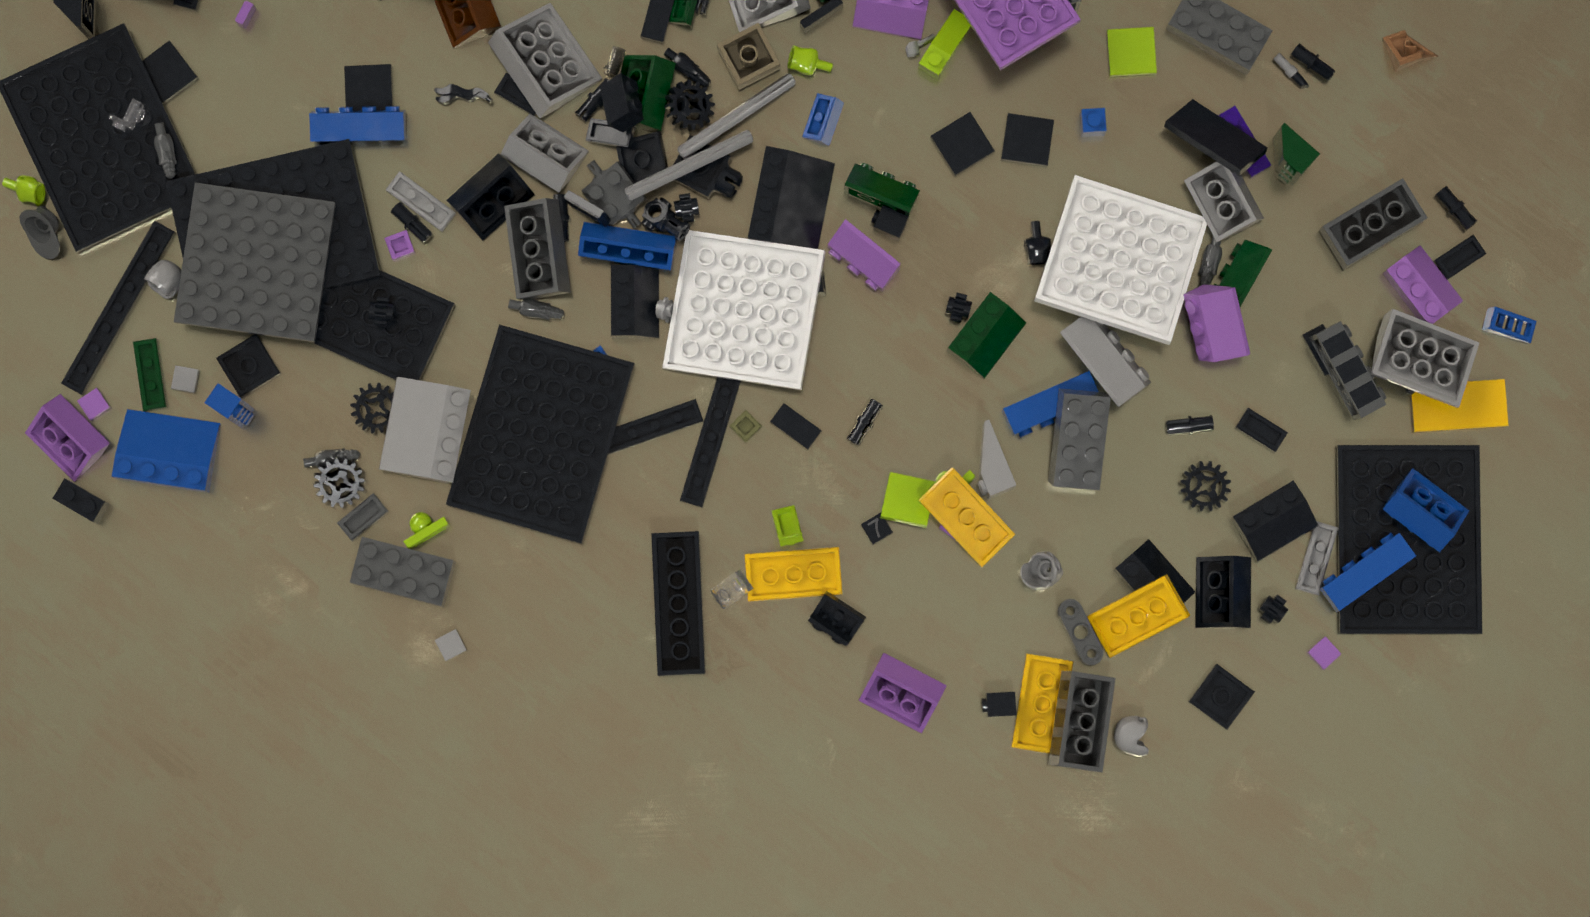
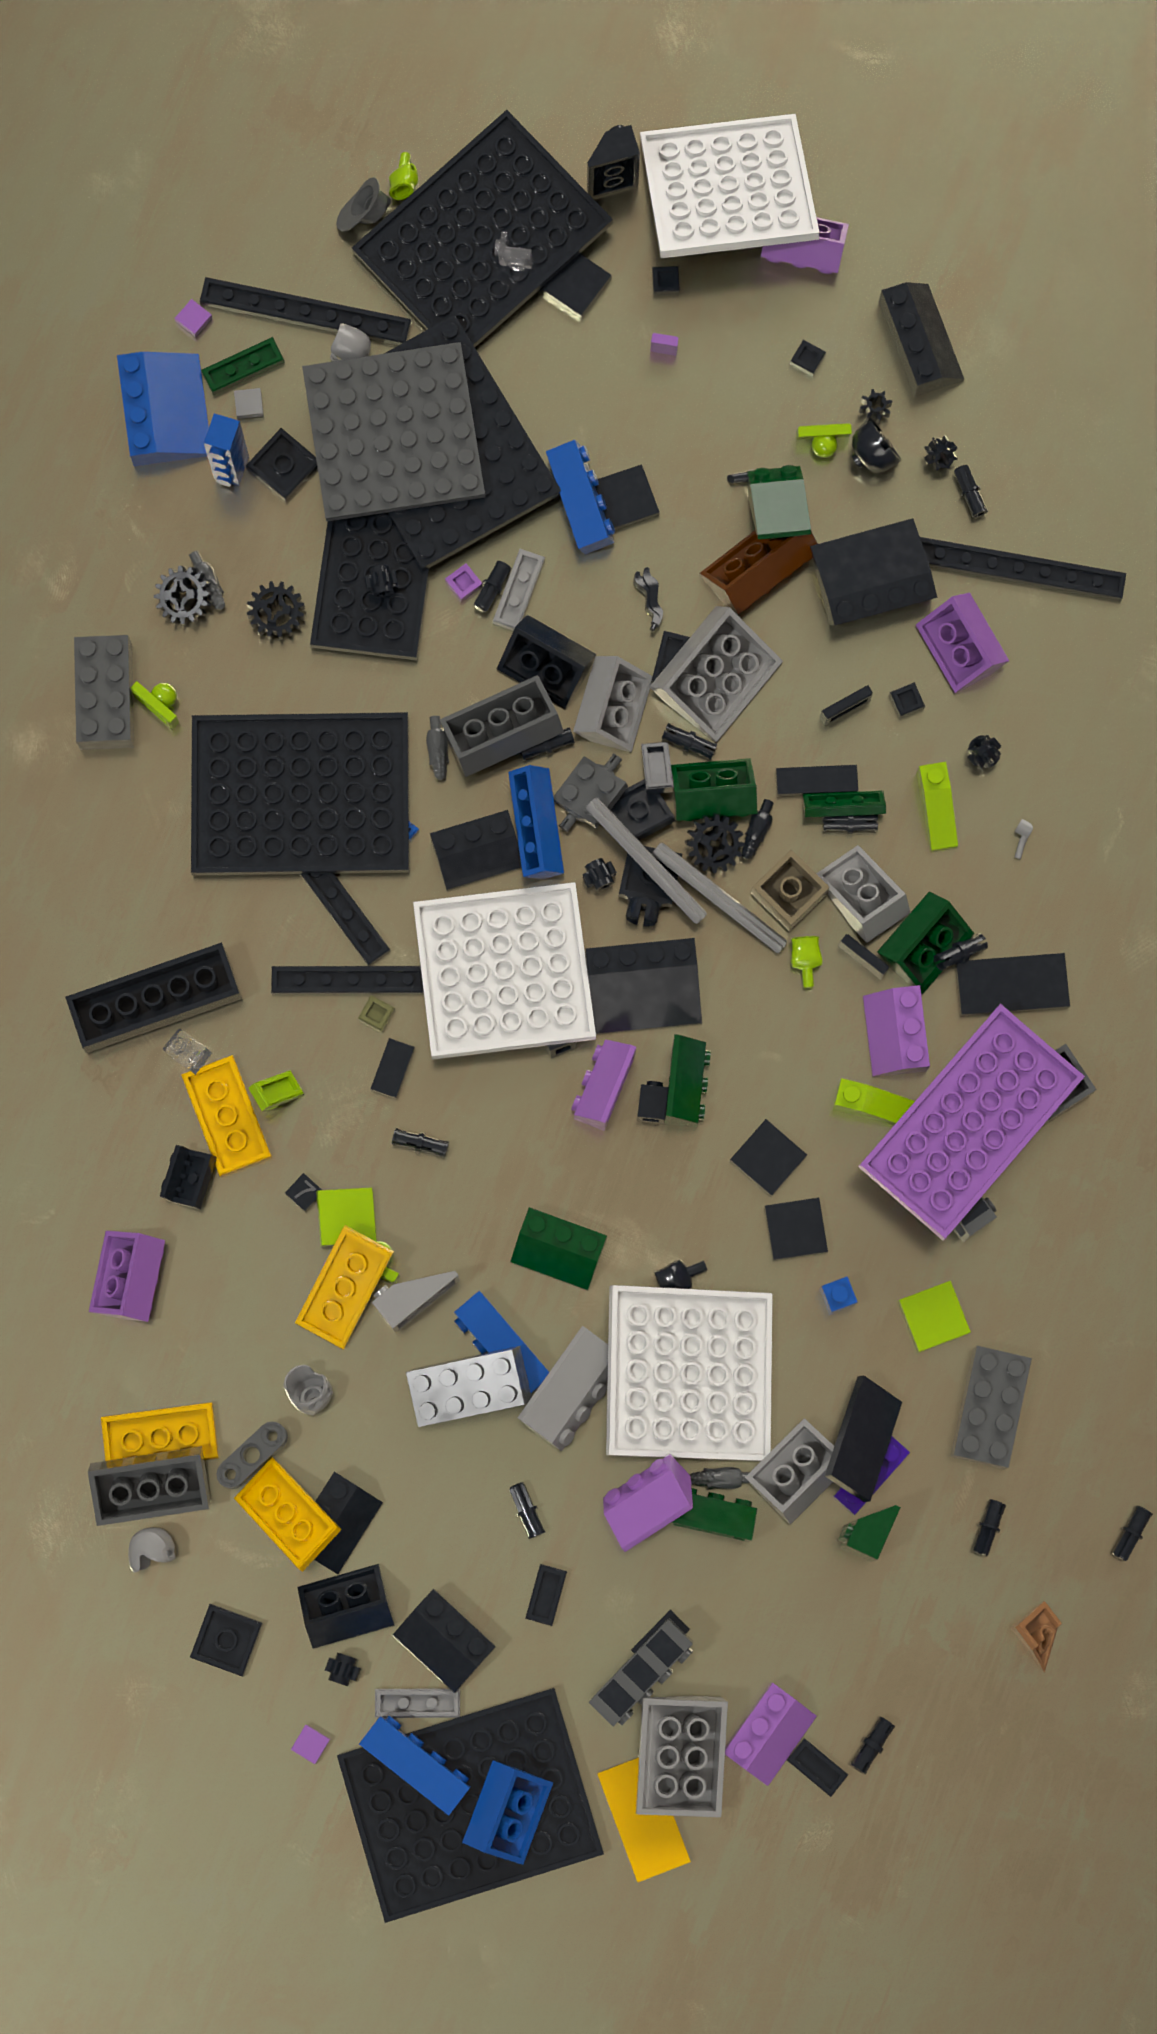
camera: 70 degrees right, 5 degrees down
(66, 437) = (149, 300): medium lavender slope -> none
(81, 501) = (83, 335): black brick -> none
(165, 150) = (487, 303): dark grey piece -> none
(362, 517) = (153, 633): dark grey tile -> none
(424, 429) = (265, 666): light grey slope -> none
(450, 645) = (40, 769): light grey tile -> none
(587, 208) = (563, 766): tile -> none
(615, 61) = (738, 749): clear smoke pin -> none
(621, 102) = (692, 766): black brick -> none
(664, 309) = (479, 884): light grey plate -> none
(665, 221) = (577, 854): black connector -> none
(823, 119) = (747, 995): blue slope -> none
(912, 48) = (859, 1069): light grey hand -> none
(958, 307) = (580, 1207): black gear -> none
(999, 704) = (144, 1388): black brick -> none
(1198, 477) = (452, 1559): black gear -> none
(1291, 71) = (970, 1505): light grey piece -> none
(1373, 224) = (822, 1652): dark grey brick -> none
(1490, 321) = (756, 1824): blue slope -> none

